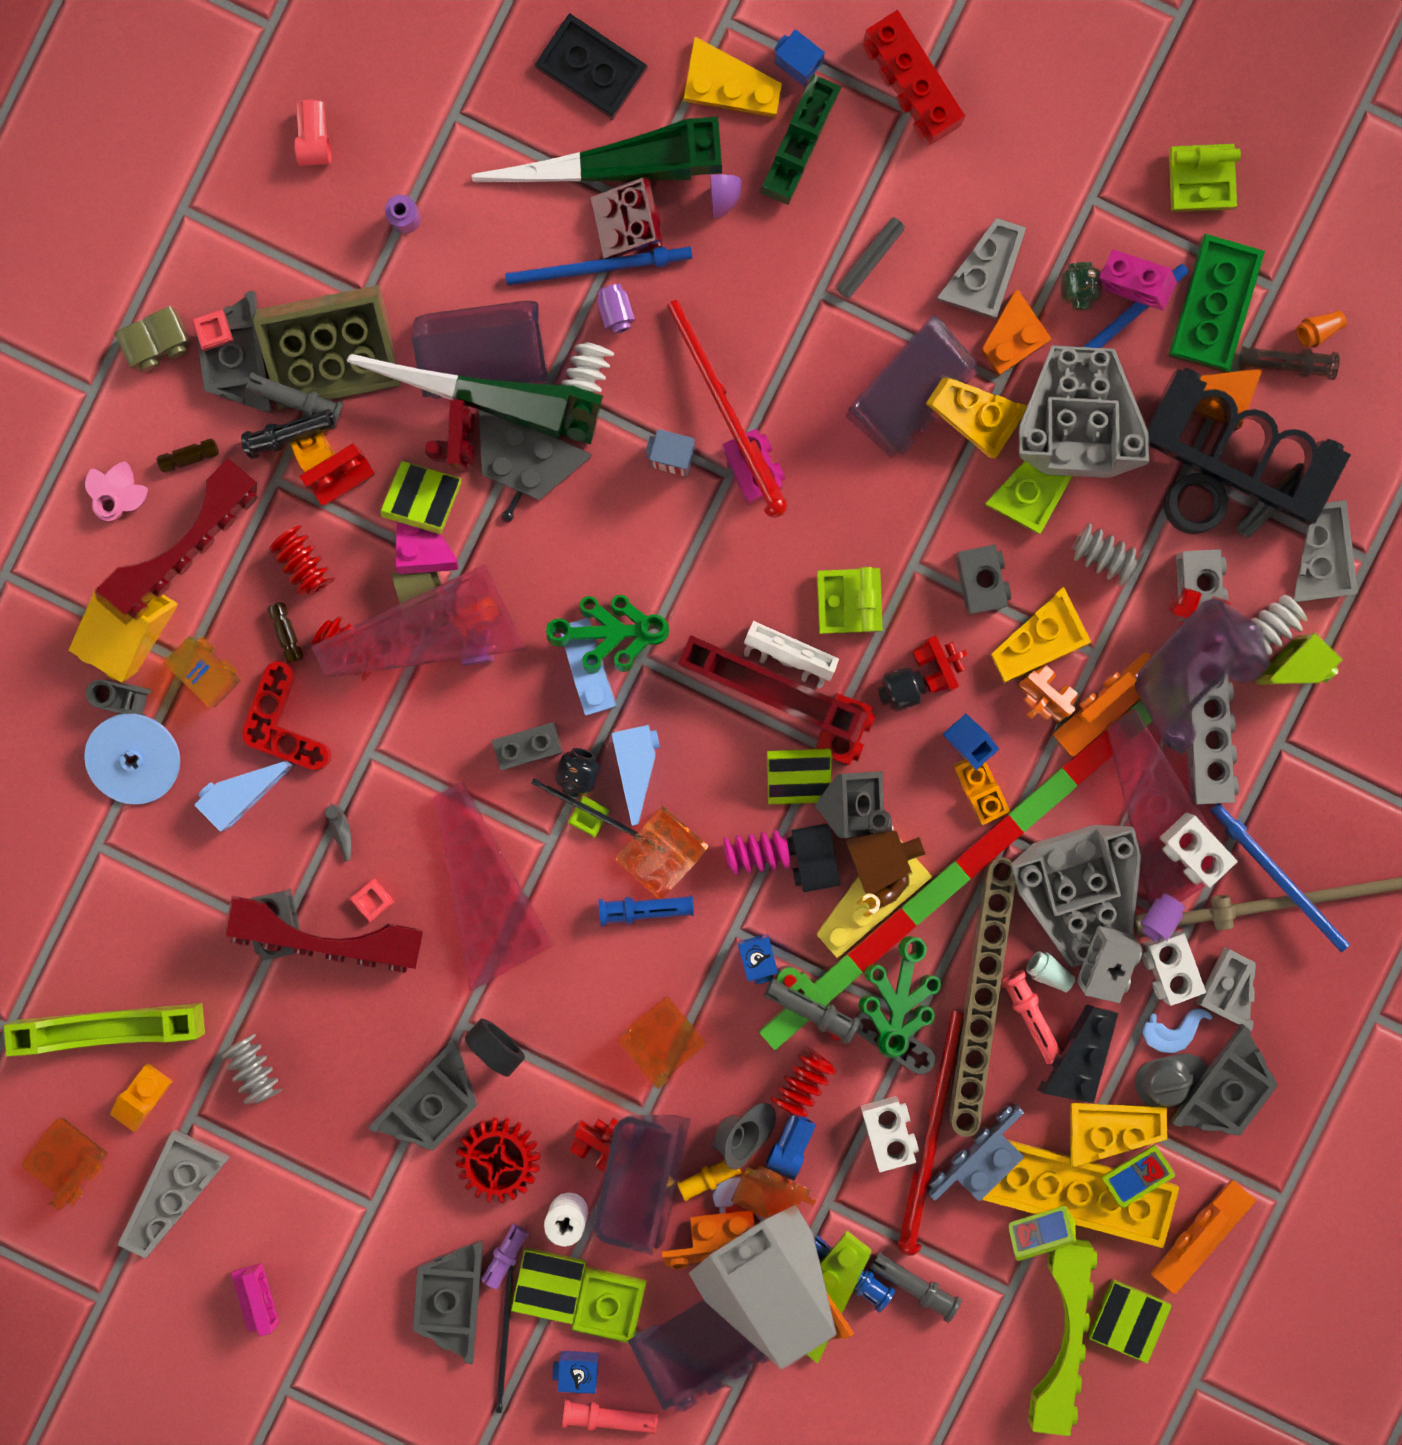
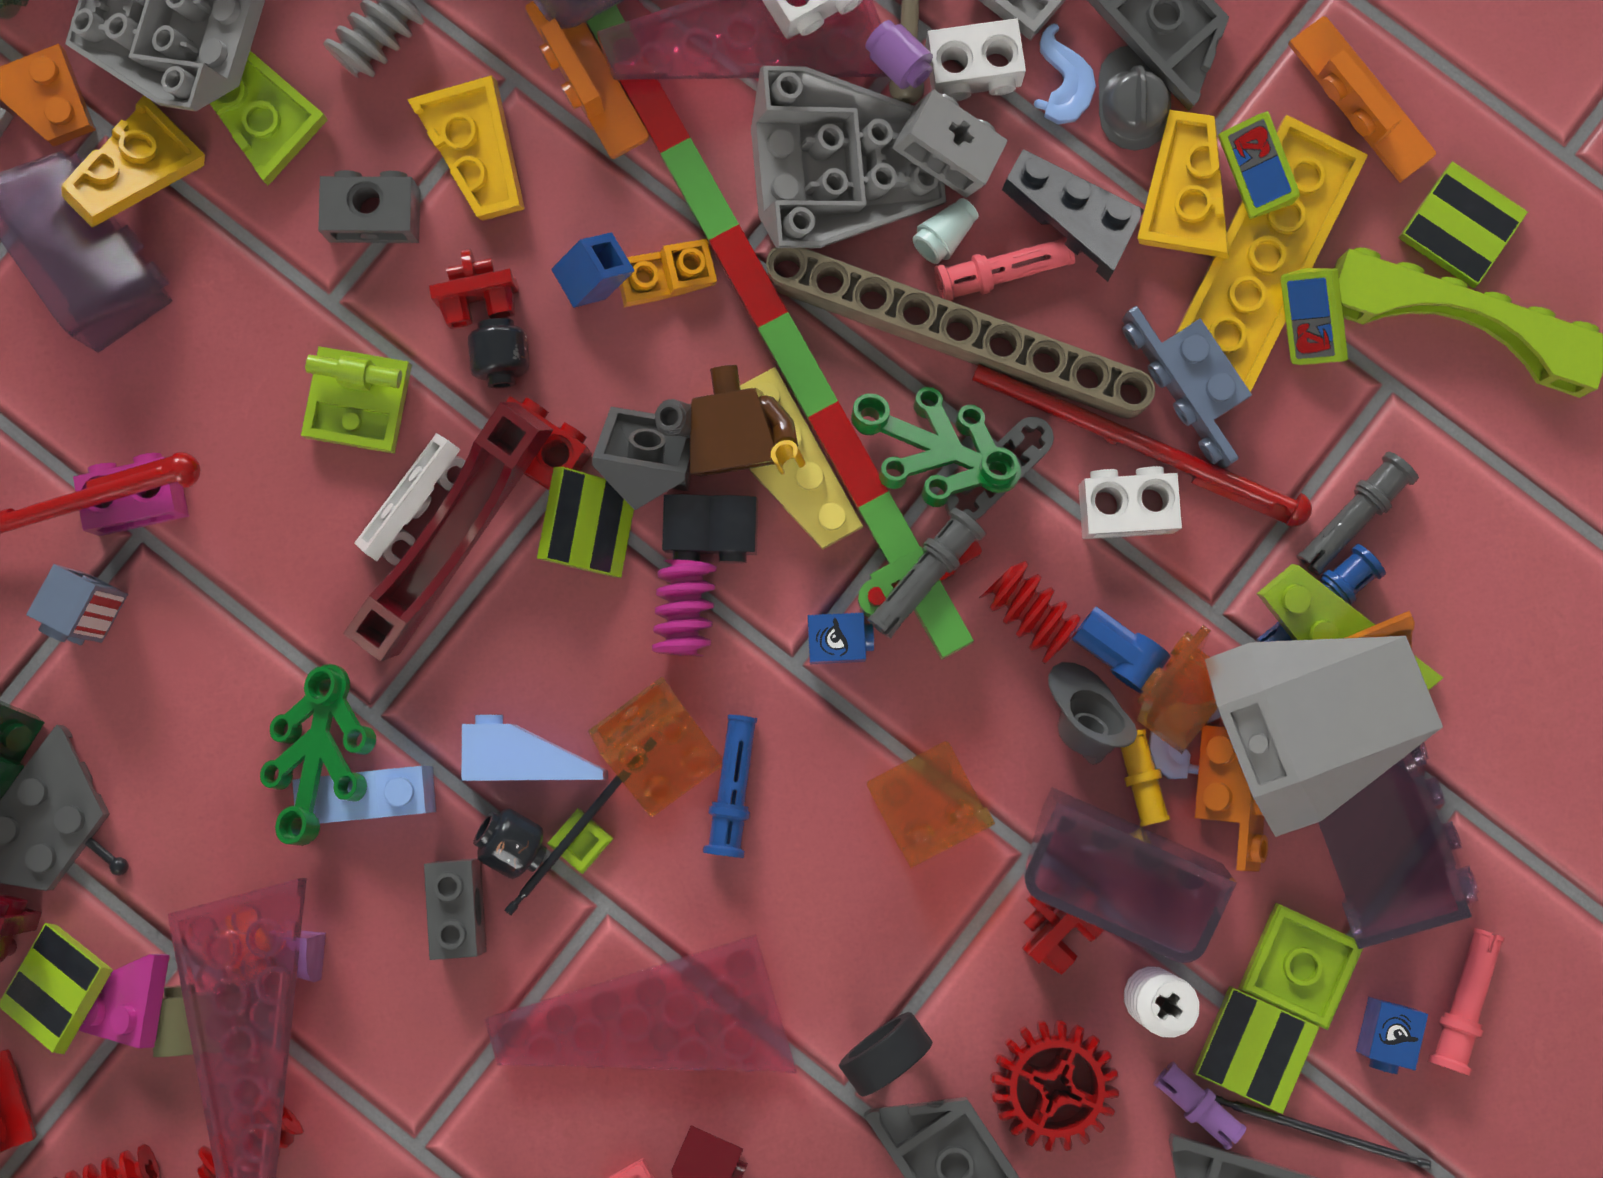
camera: 75 degrees left, 5 degrees down
(1044, 698) = (556, 154): orange hips -> none

